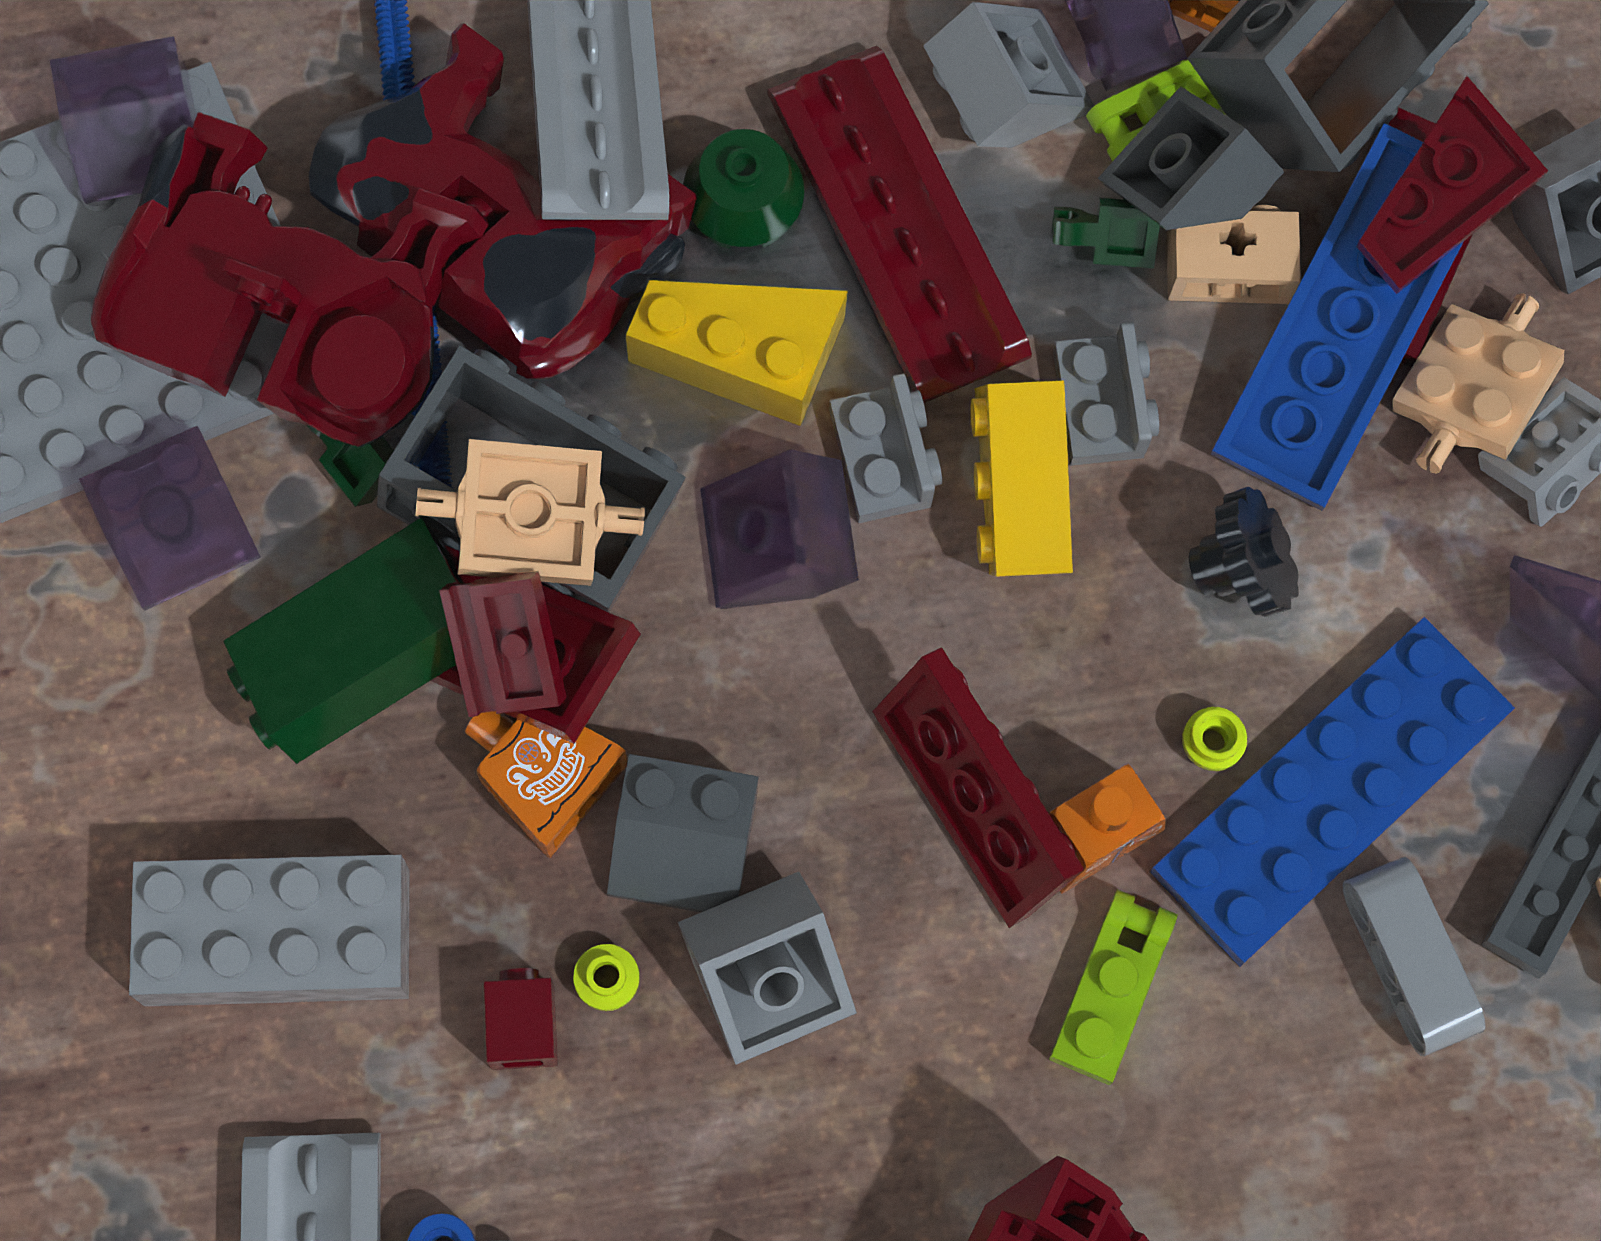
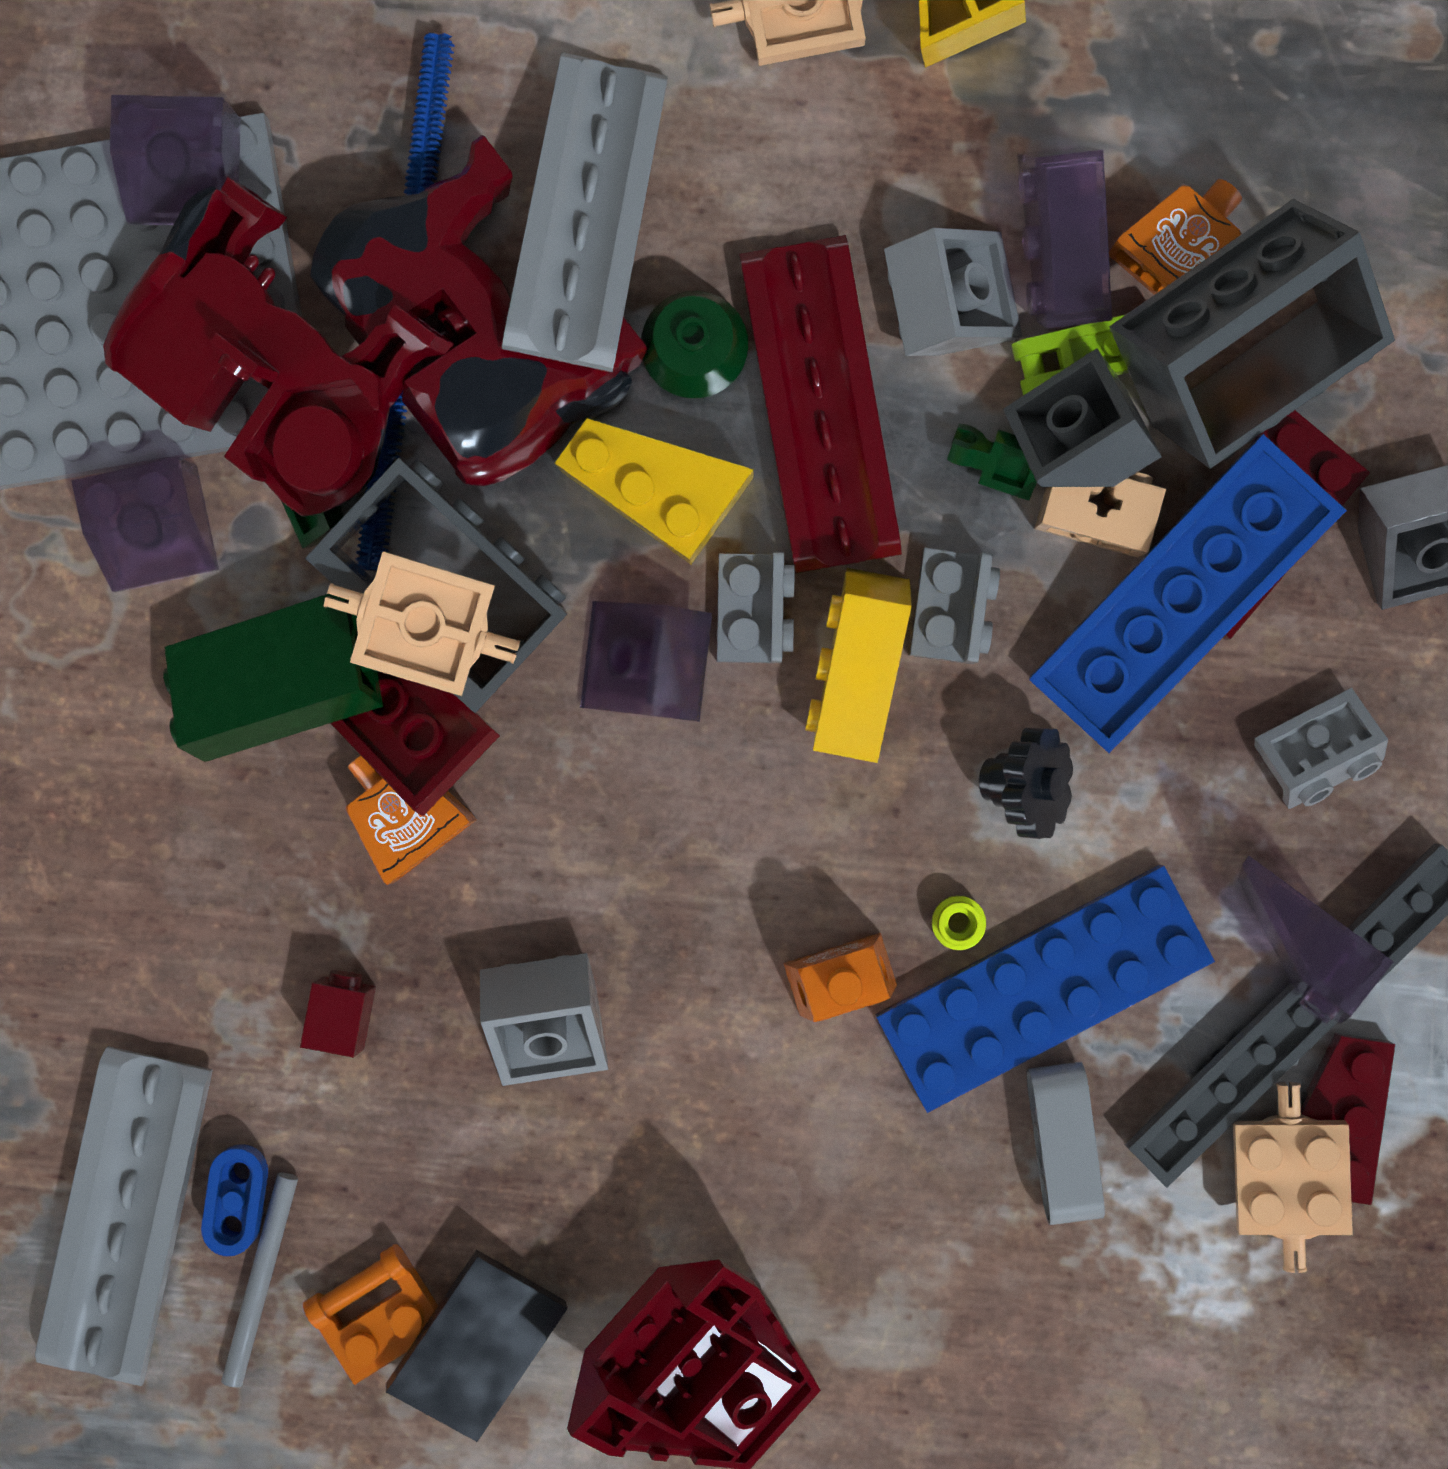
camera: 20 degrees right, 15 degrees up
(270, 930) = (156, 893): light grey brick -> none
(503, 644) = (378, 727): dark red plate -> none
(606, 998) = (432, 993): neon yellow plate -> none
(681, 834) = (502, 895): dark grey slope -> none
(977, 788) = (747, 926): dark red plate -> none
(1112, 990) = (816, 1104): lime plate -> none
(1452, 187) = (1301, 514): dark red wing -> none
(1478, 382) = (1276, 673): light nougat plate -> none

